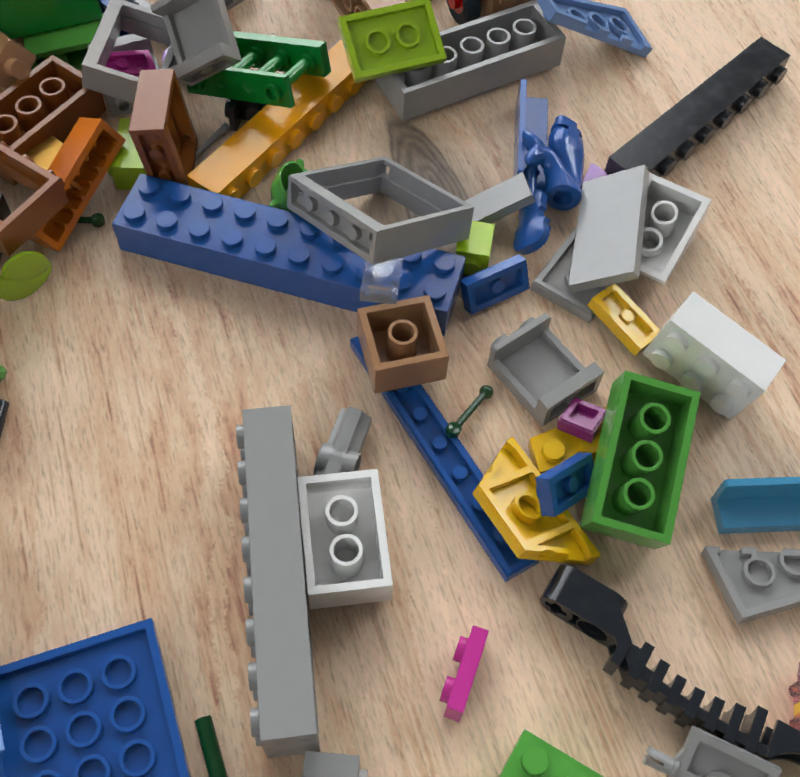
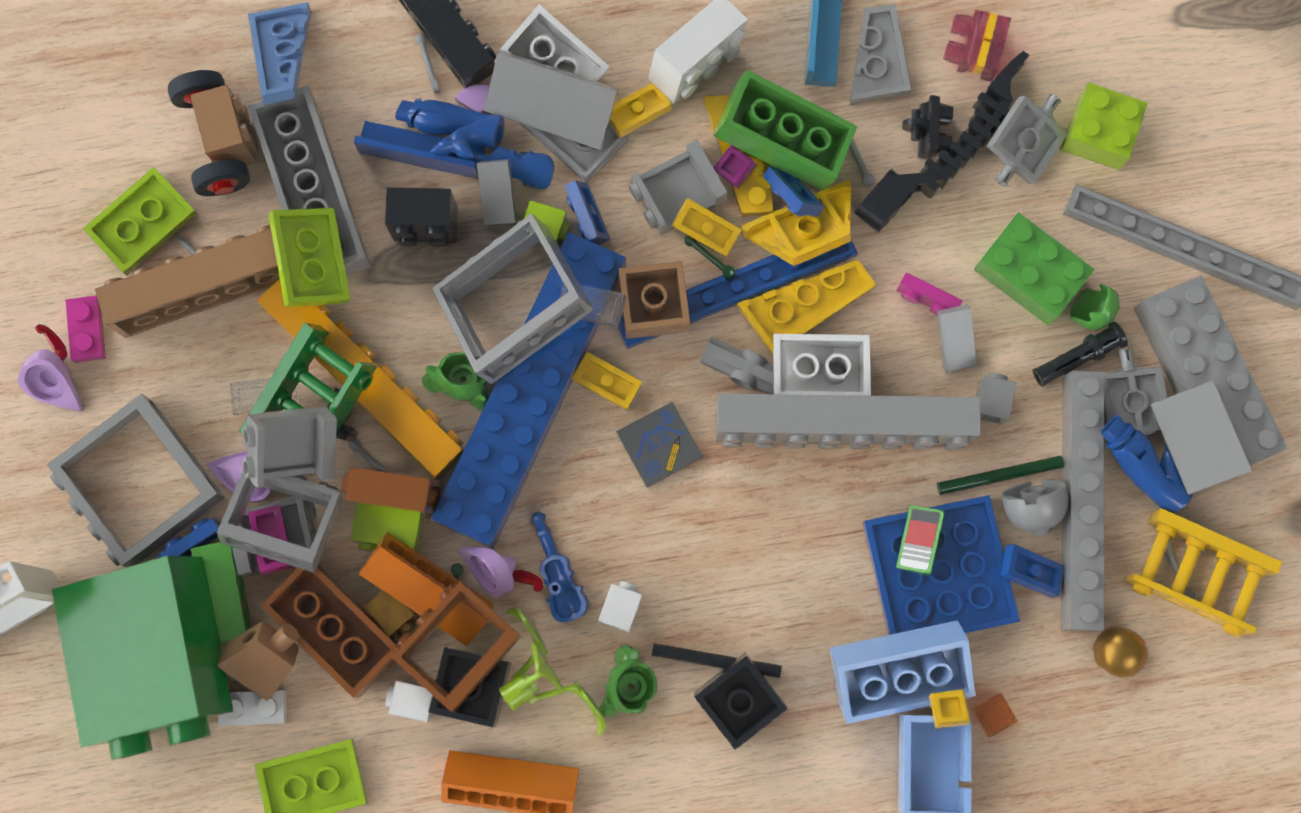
camera: 80 degrees left, 20 degrees up
(47, 360) = (620, 606): none -> white brick
(72, 306) = (566, 599): none -> blue piece
(87, 243) = (496, 571): none -> lavender piece
(121, 690) = (920, 540): none -> slope
(240, 382) = (659, 444): none -> dark grey tile
(307, 324) = (607, 381): none -> yellow plate
(410, 714) = (957, 338): none -> light grey tile
(432, 524) = (806, 302): none -> yellow wing
(457, 138) = (421, 216): none -> black brick
(502, 399) = (706, 227): none -> yellow plate
(600, 149) = (420, 39): none -> light grey hinge
(660, 553) = (868, 179): none -> light grey hinge
(719, 654) = (925, 127): none -> black hips

